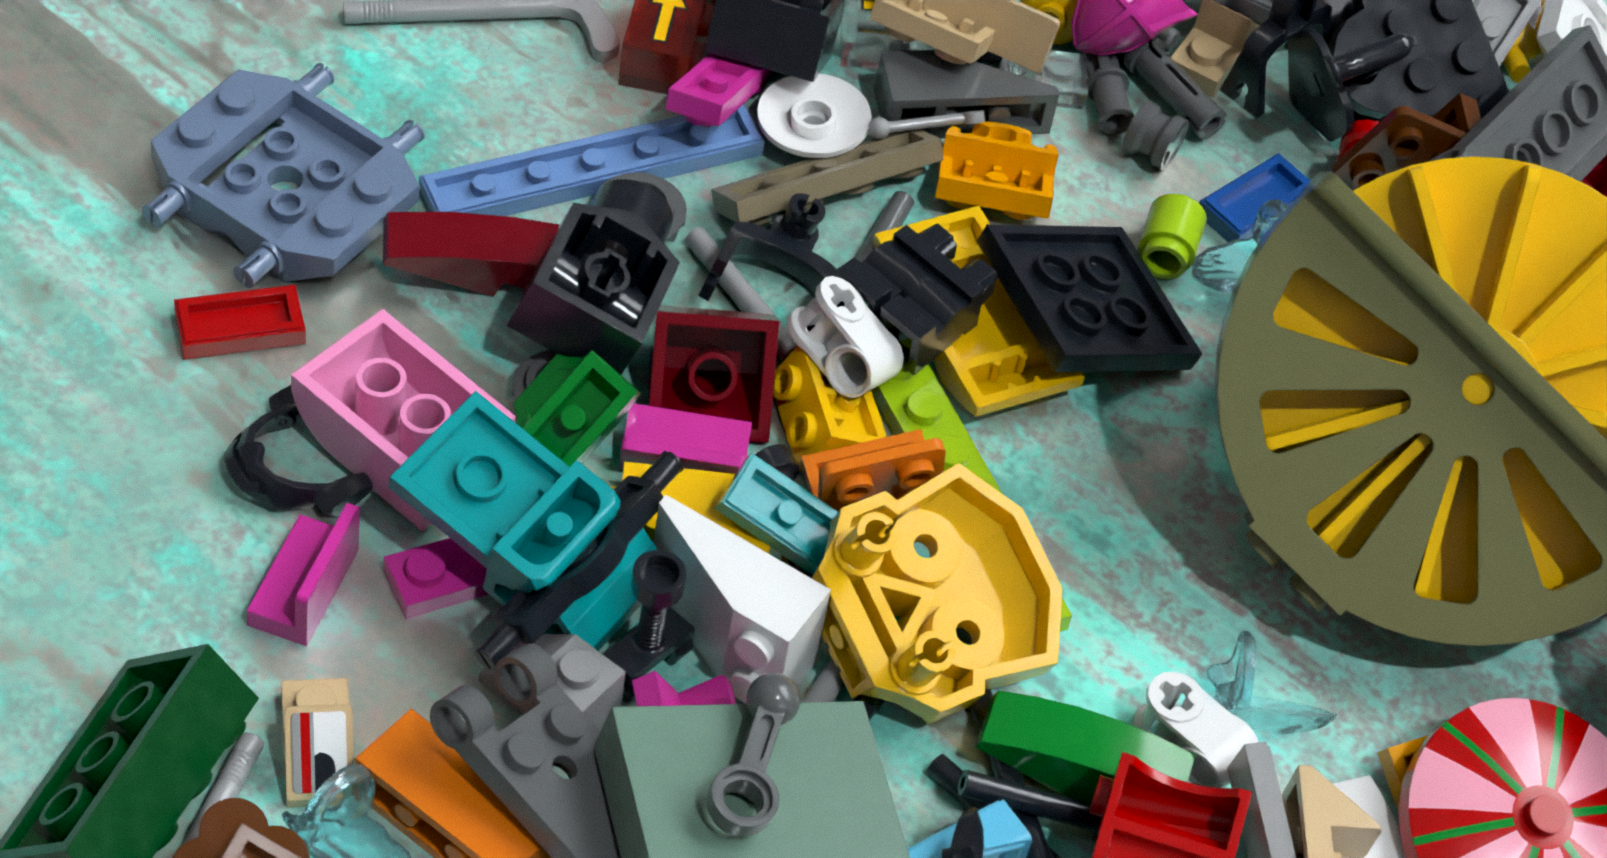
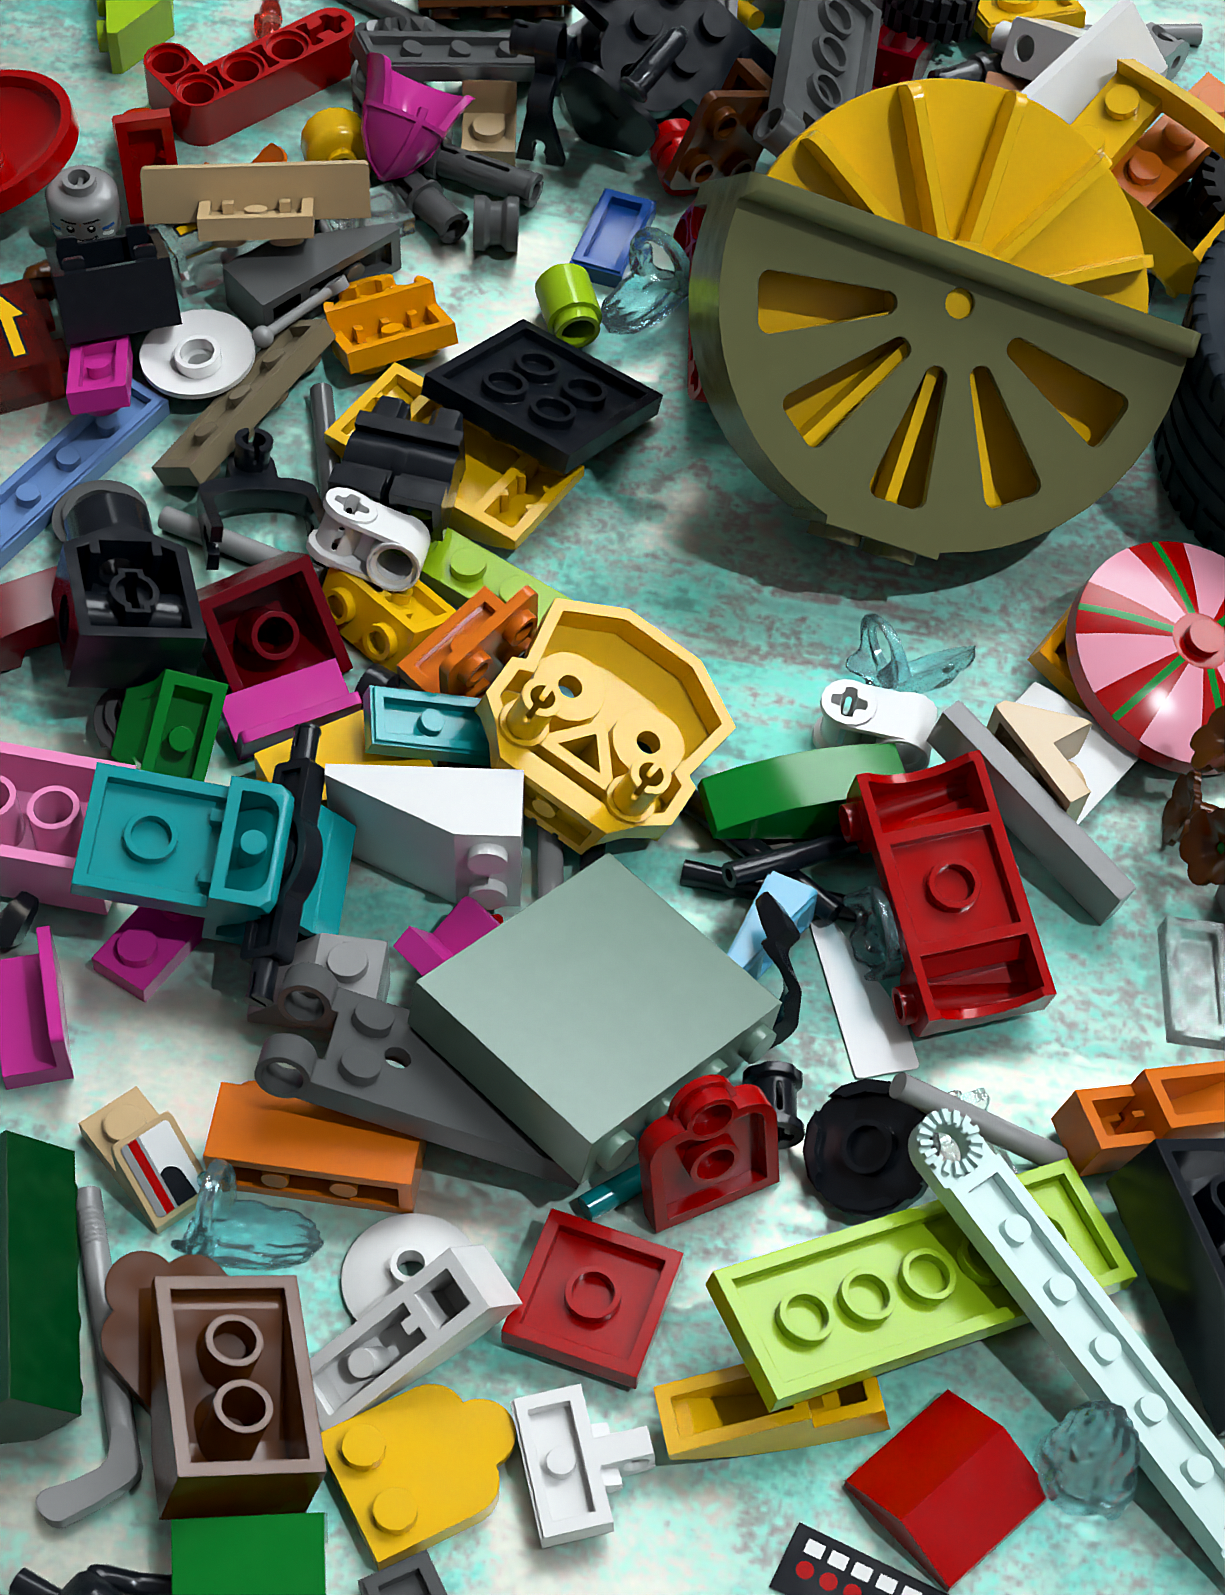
camera: 25 degrees left, 5 degrees up
(661, 631) = (380, 849): black bar -> none
(771, 703) = (547, 899): dark grey piece -> none

